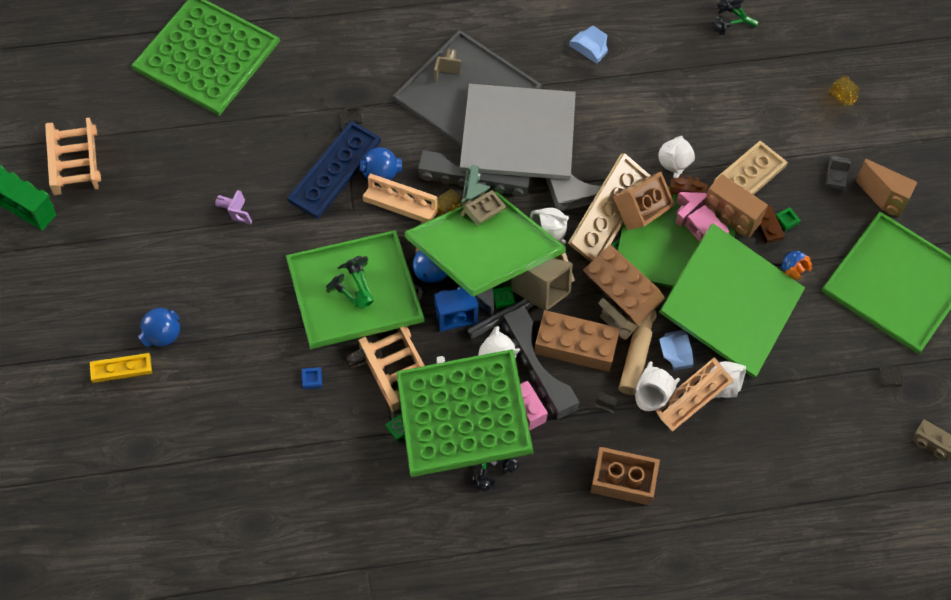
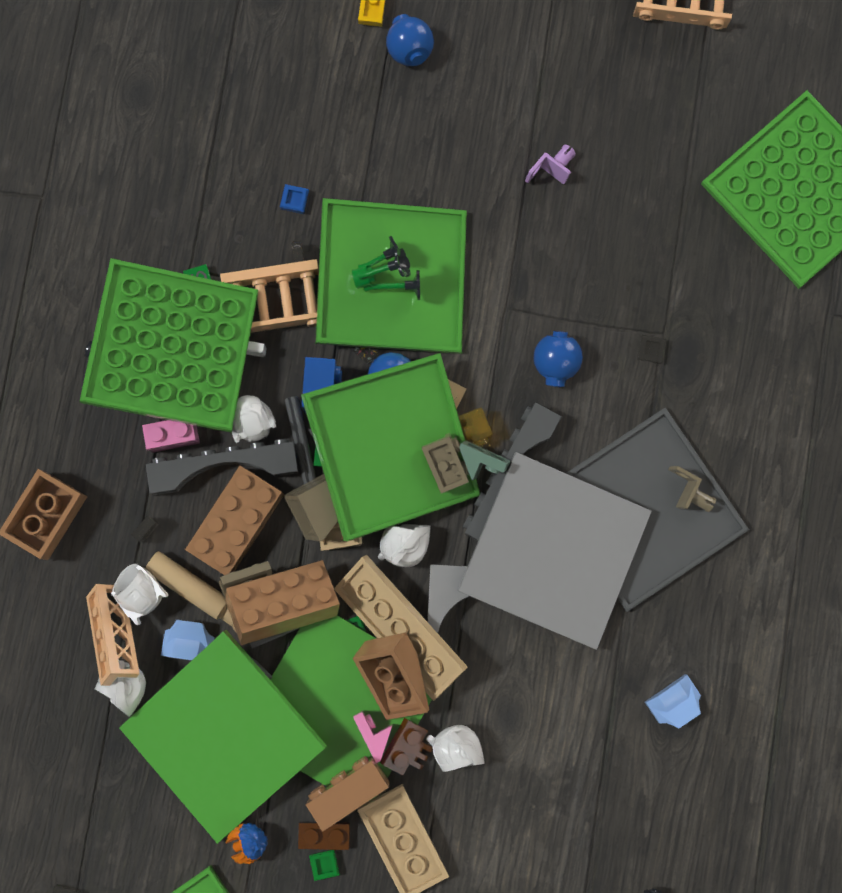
camera: 110 degrees right, 20 degrees up
(333, 170) = (572, 302): dark blue plate -> none
(400, 202) = (497, 367): light nougat fence -> none
(700, 220) = (342, 744): bright pink brick -> none

